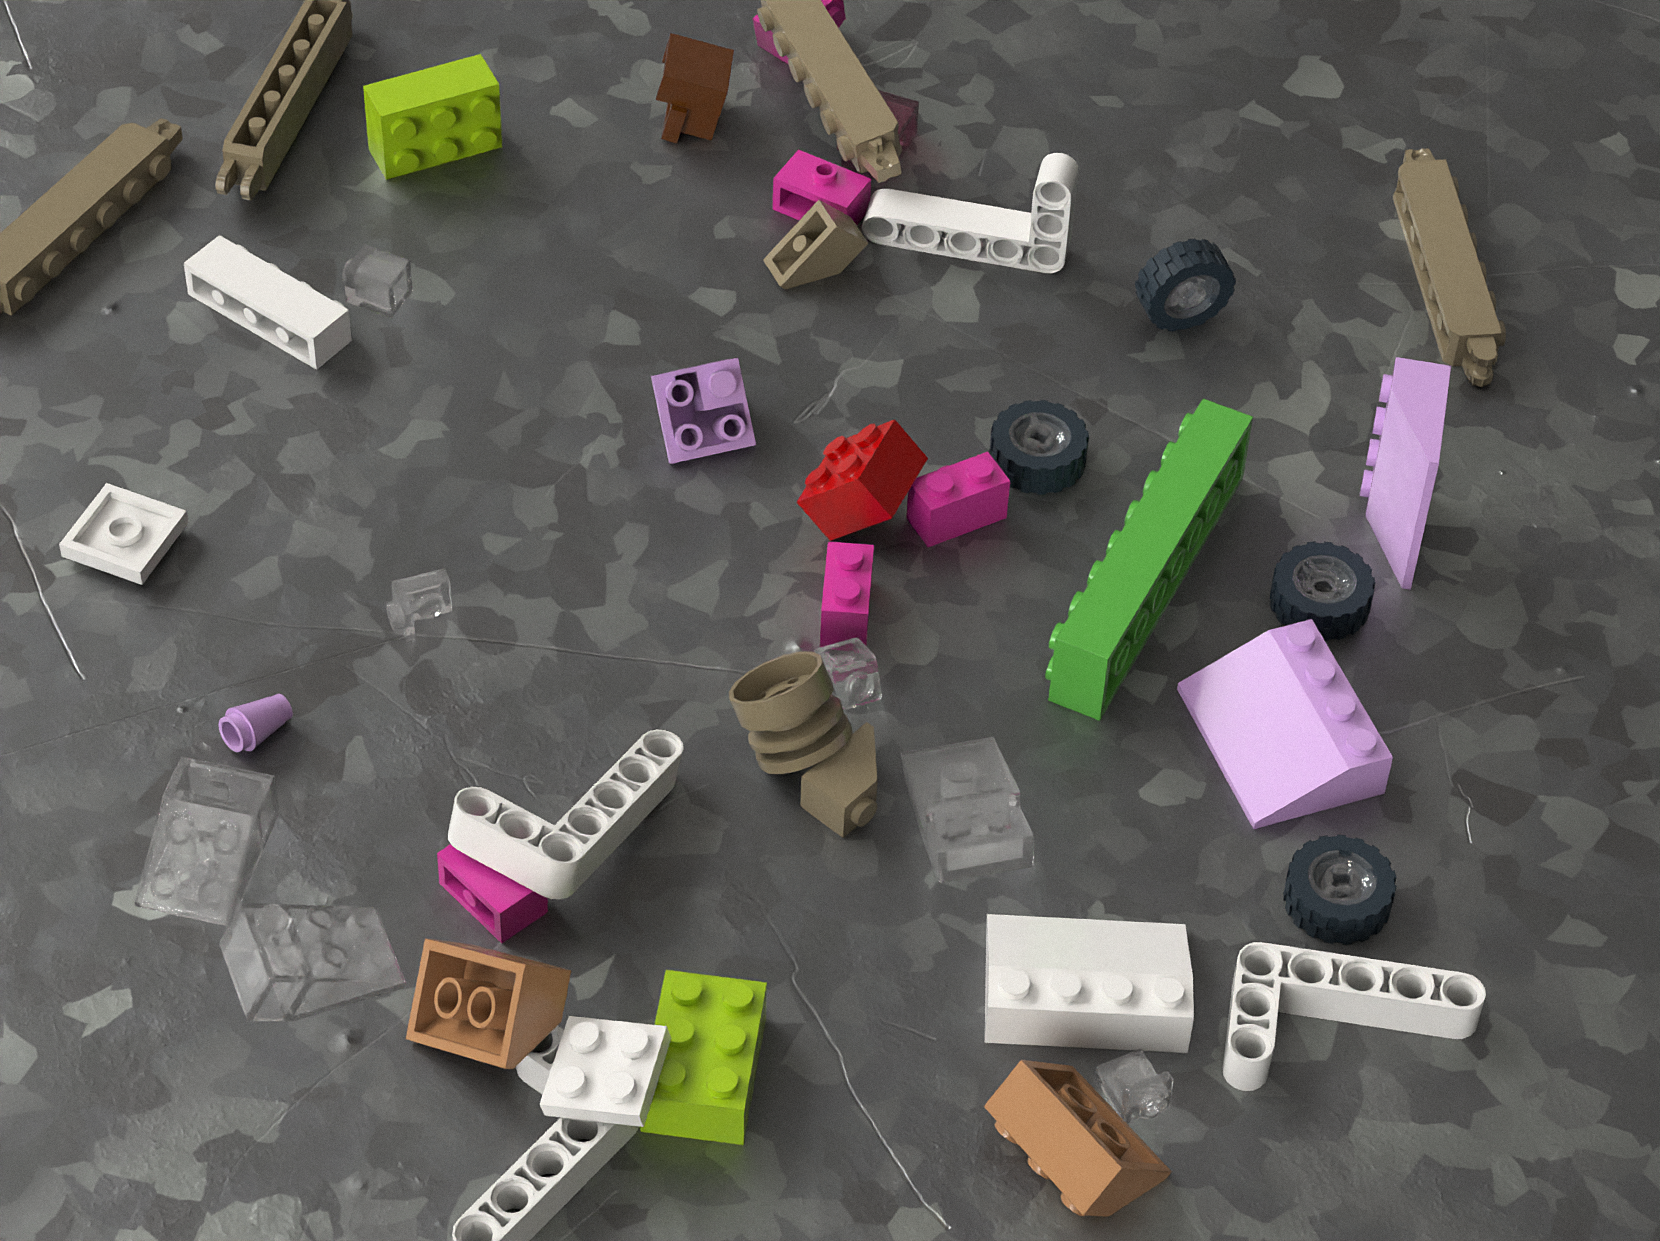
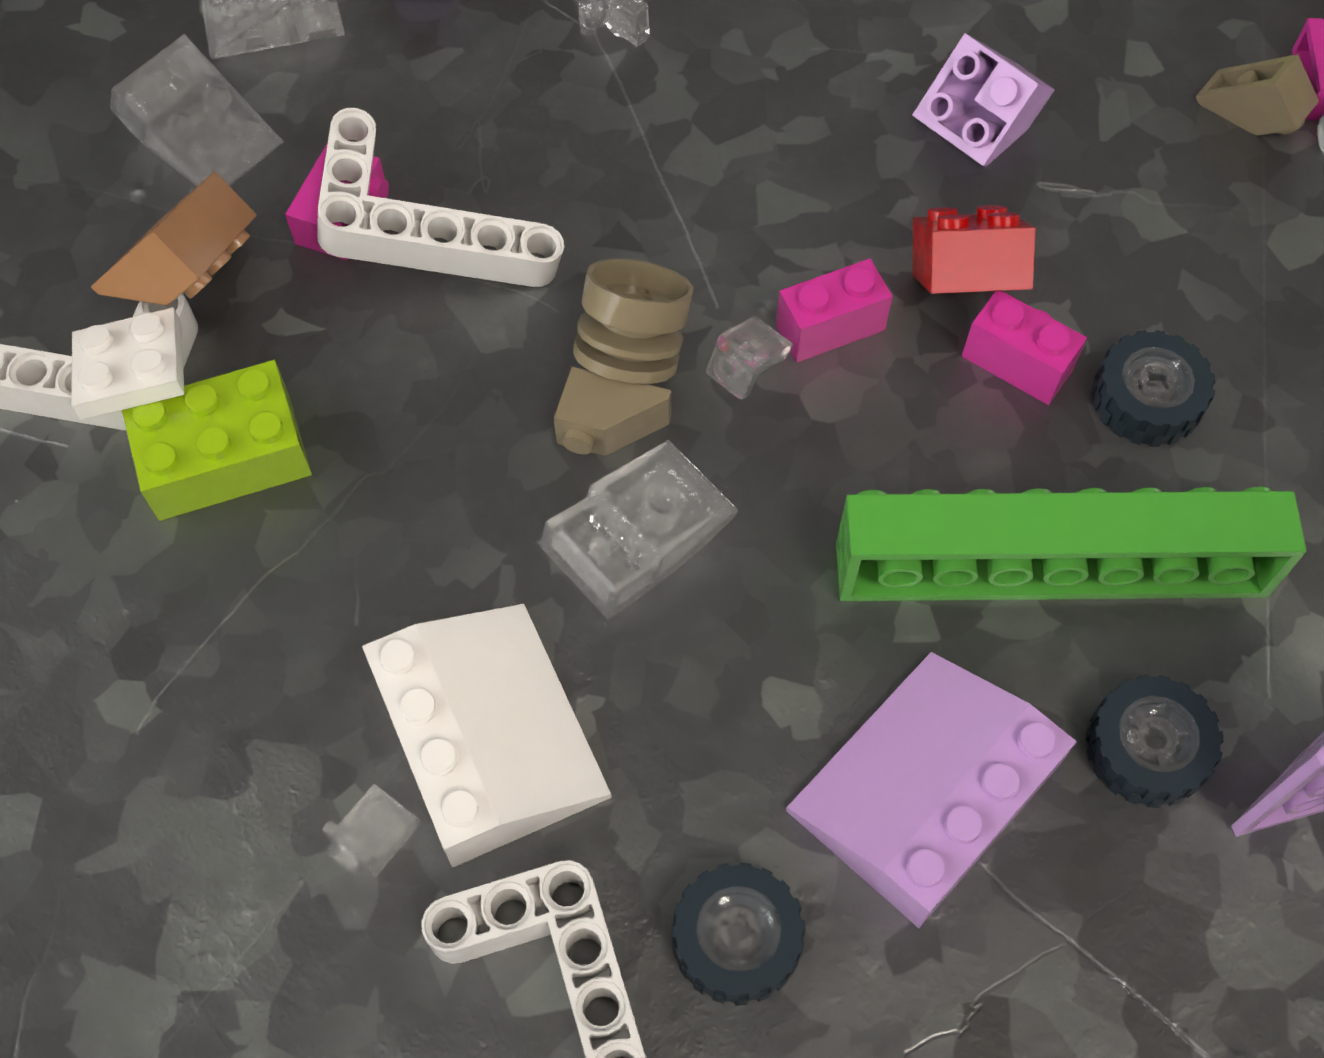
camera: 65 degrees right, 15 degrees up
(1074, 1138) = (268, 803): medium nougat slope -> none

